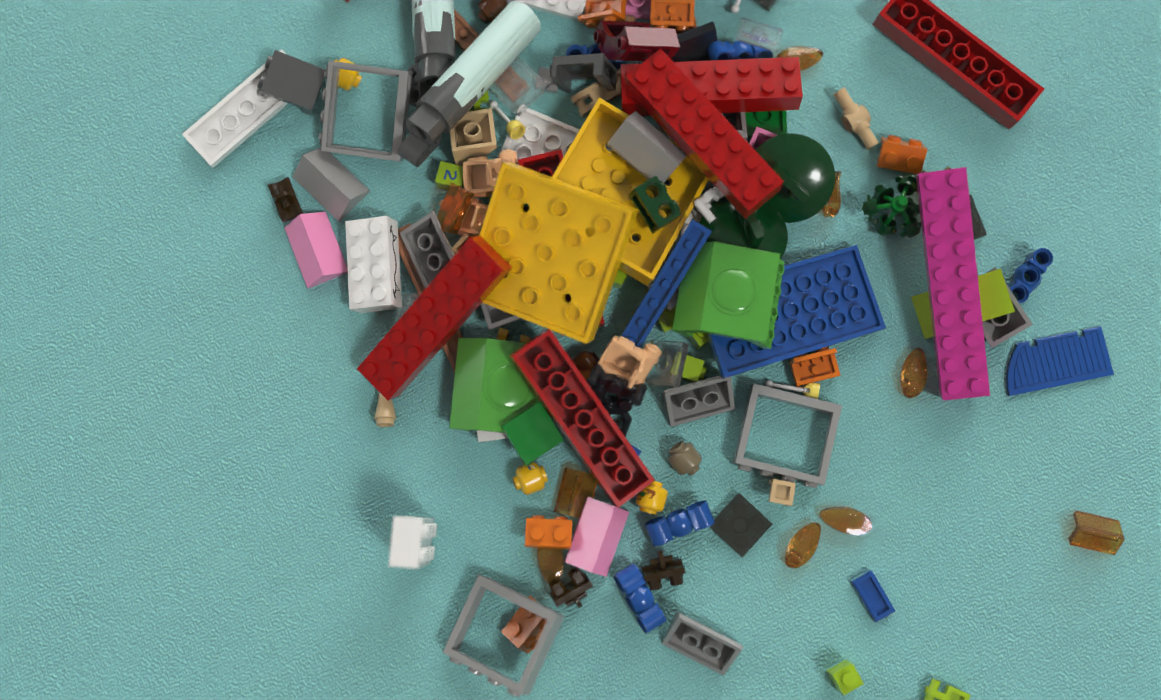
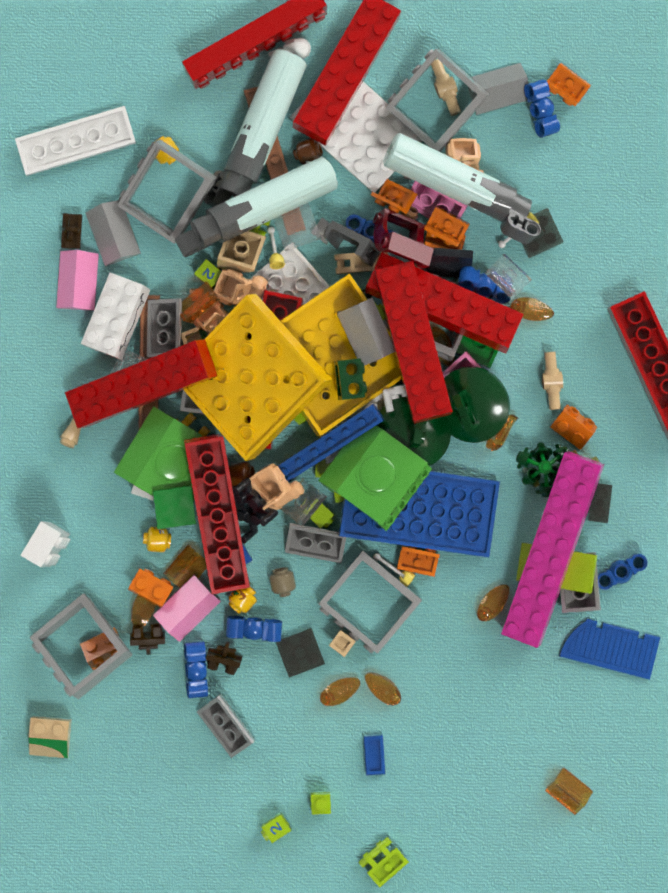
camera: 25 degrees right, 5 degrees up
(291, 81) = (120, 138): dark grey panel -> none

